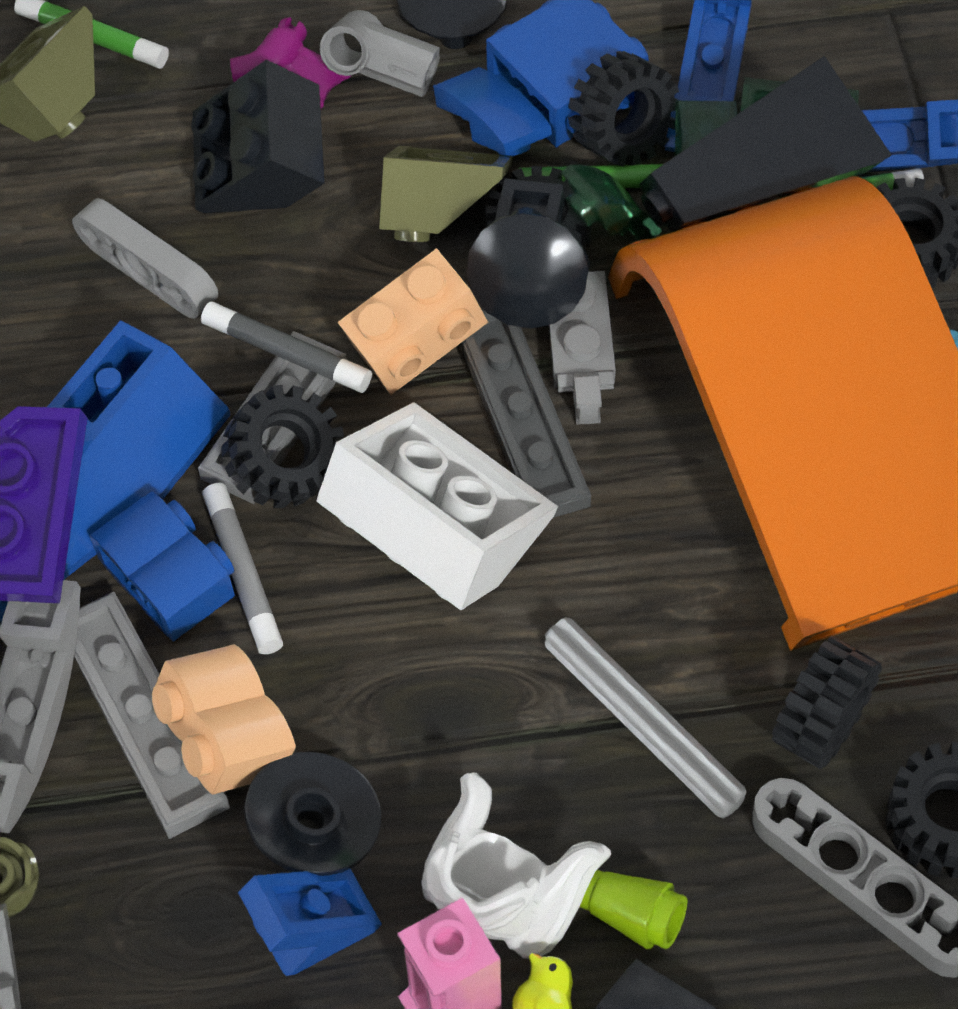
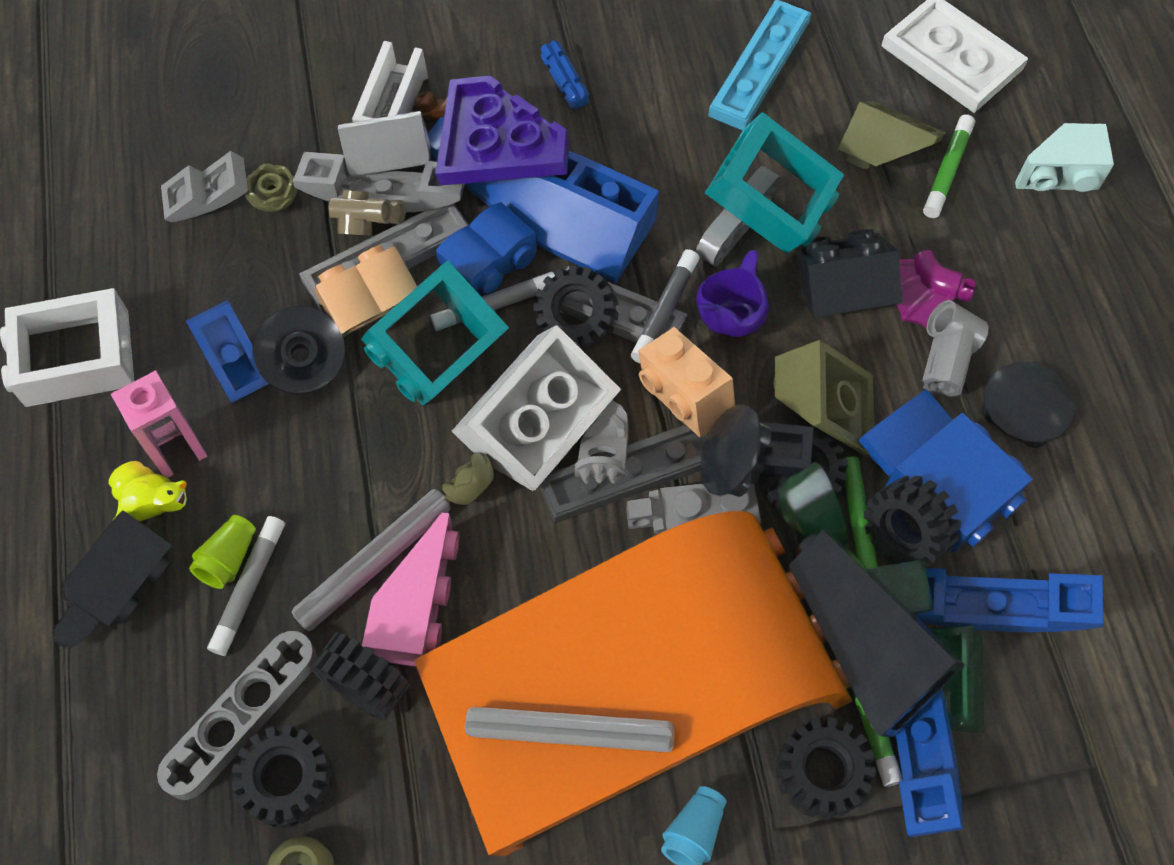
camera: 85 degrees right, 5 degrees up
(71, 737) = (358, 212): none -> dark tan plate
(127, 231) = (757, 210): none -> teal window
(247, 615) = (464, 303): none -> teal window
(287, 267) = (734, 300): none -> dark purple hair
(502, 883) = (236, 456): white hair -> none
(534, 590) = (469, 480): none -> olive plate
(544, 423) = (609, 435): none -> light grey piece
(692, 884) = (246, 586): none -> light grey bar
(717, 660) = (407, 605): none -> bright pink slope
(909, 437) = (570, 729): none -> light grey axle

